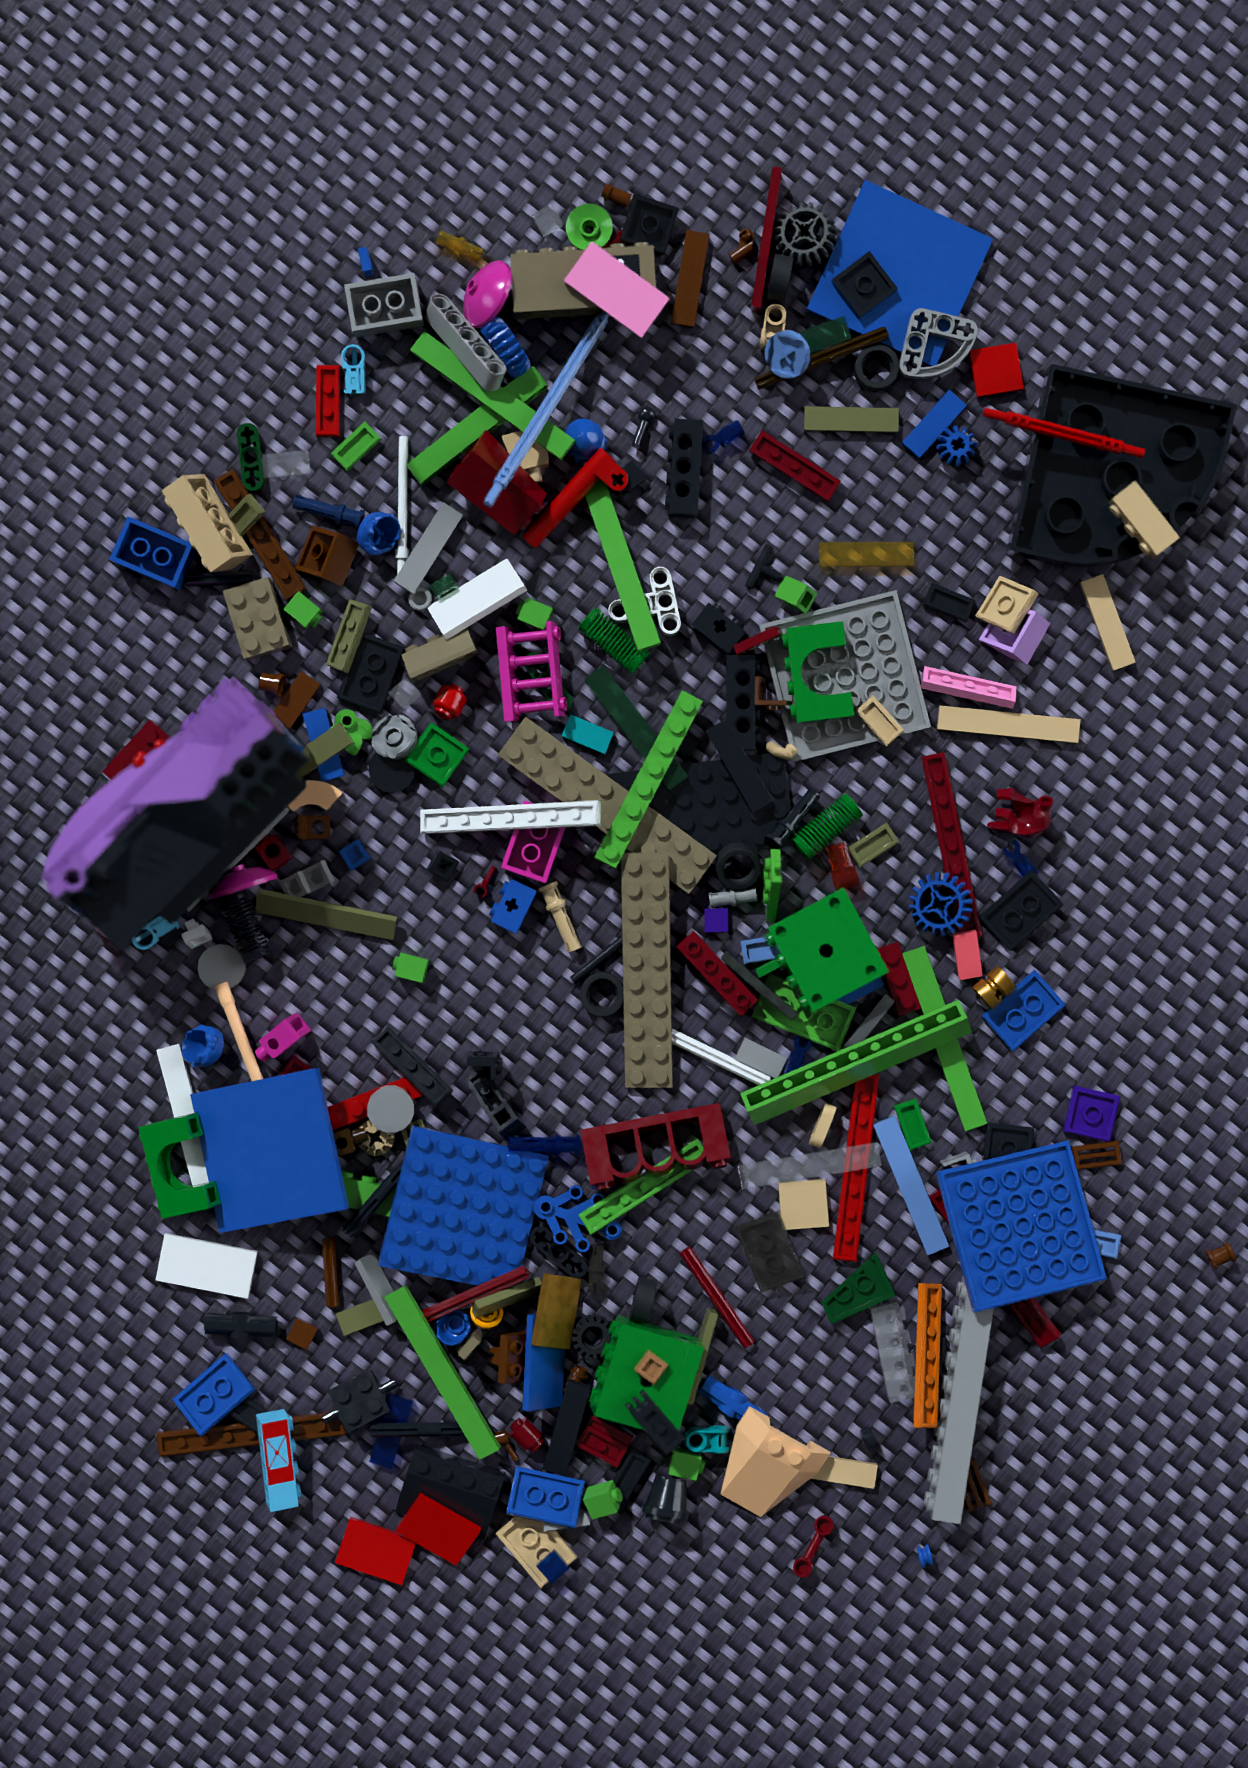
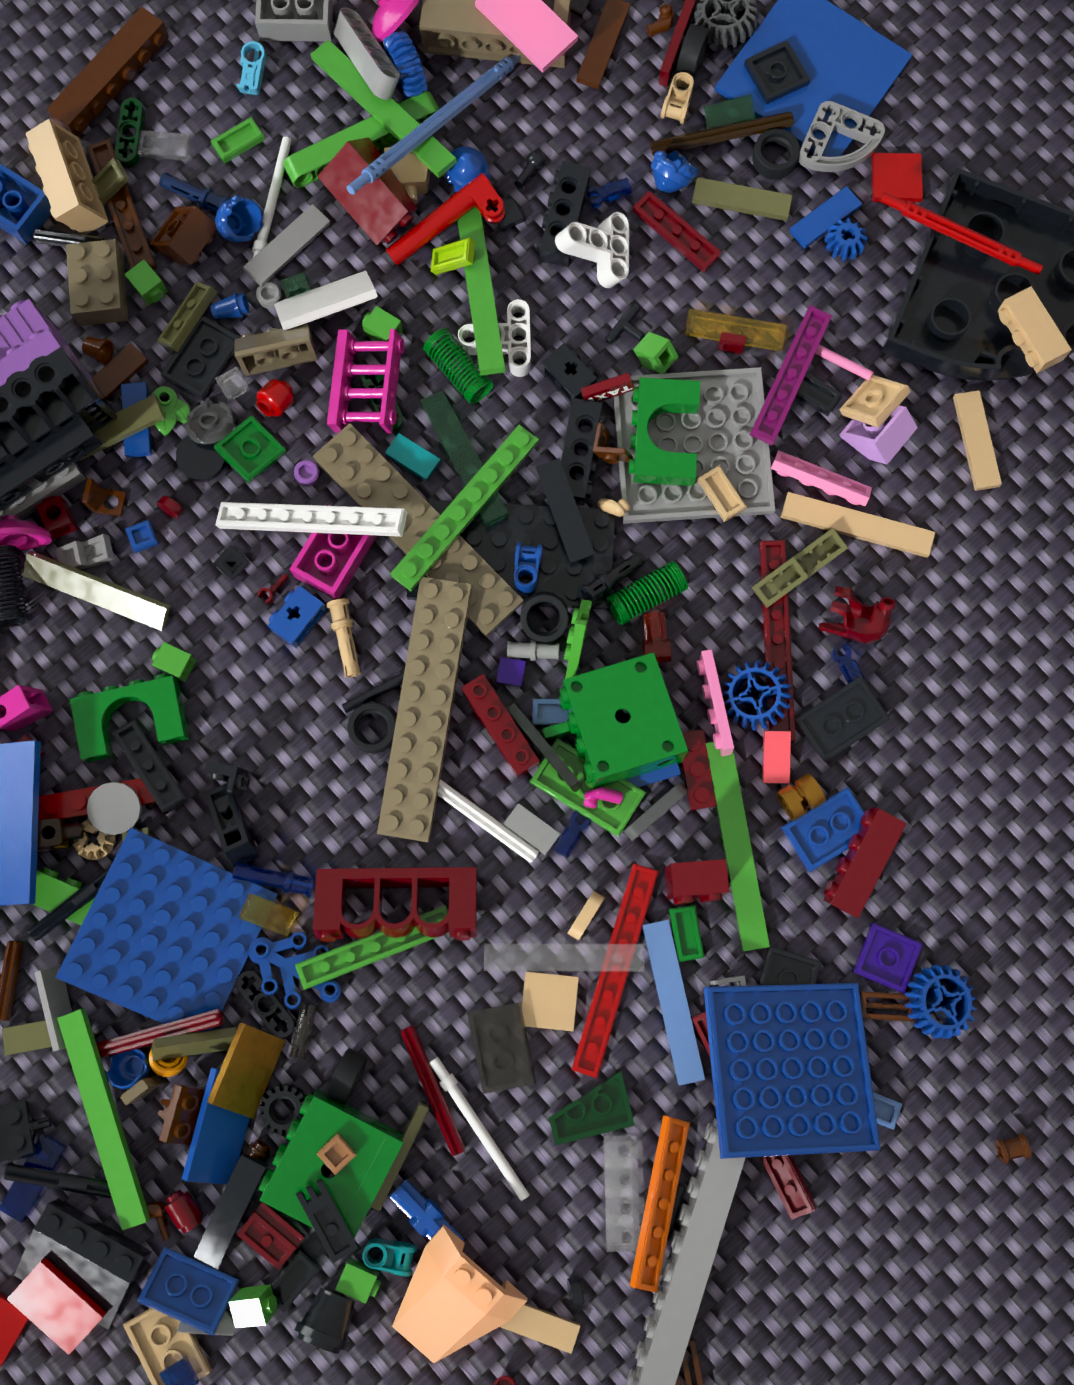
camera: 10 degrees right, 10 degrees down
(217, 400) = (108, 72): none -> reddish brown brick
(317, 794) = (110, 465): light nougat tile -> none
(328, 400) = (219, 94): red tile -> none
(350, 1025) = (94, 710): none -> green arch
(375, 823) = (170, 506): none -> dark red tile
(388, 619) = (231, 307): none -> blue cone
(493, 767) = (307, 473): none -> medium lavender tile
(545, 1176) = (268, 914): none -> clear yellow tile
(588, 532) = (452, 256): none -> lime tile
(714, 821) = (527, 563): none -> blue piece
(727, 493) = (604, 245): none -> white beam
(730, 1289) = (448, 1083): none -> white bar
(781, 407) = (672, 171): none -> blue hair
(787, 354) = (688, 117): medium blue tile -> none
(819, 1017) = (602, 793): none -> dark pink arm
(856, 1062) = (635, 849): bright green brick -> none
(864, 570) = (731, 343): none -> dark red tile
(873, 845) = (693, 623): olive tile -> none
(908, 925) = (717, 714): none -> bright pink plate
(914, 1082) = (696, 880): none -> dark red brick
(925, 594) = (790, 375): none -> magenta plate
(960, 778) = (799, 567): none -> olive slope
(968, 568) = (844, 362): none -> bright pink bar
(1058, 1035) = (864, 861): none -> dark red brick
(1154, 1156) = (952, 1010): none -> blue gear

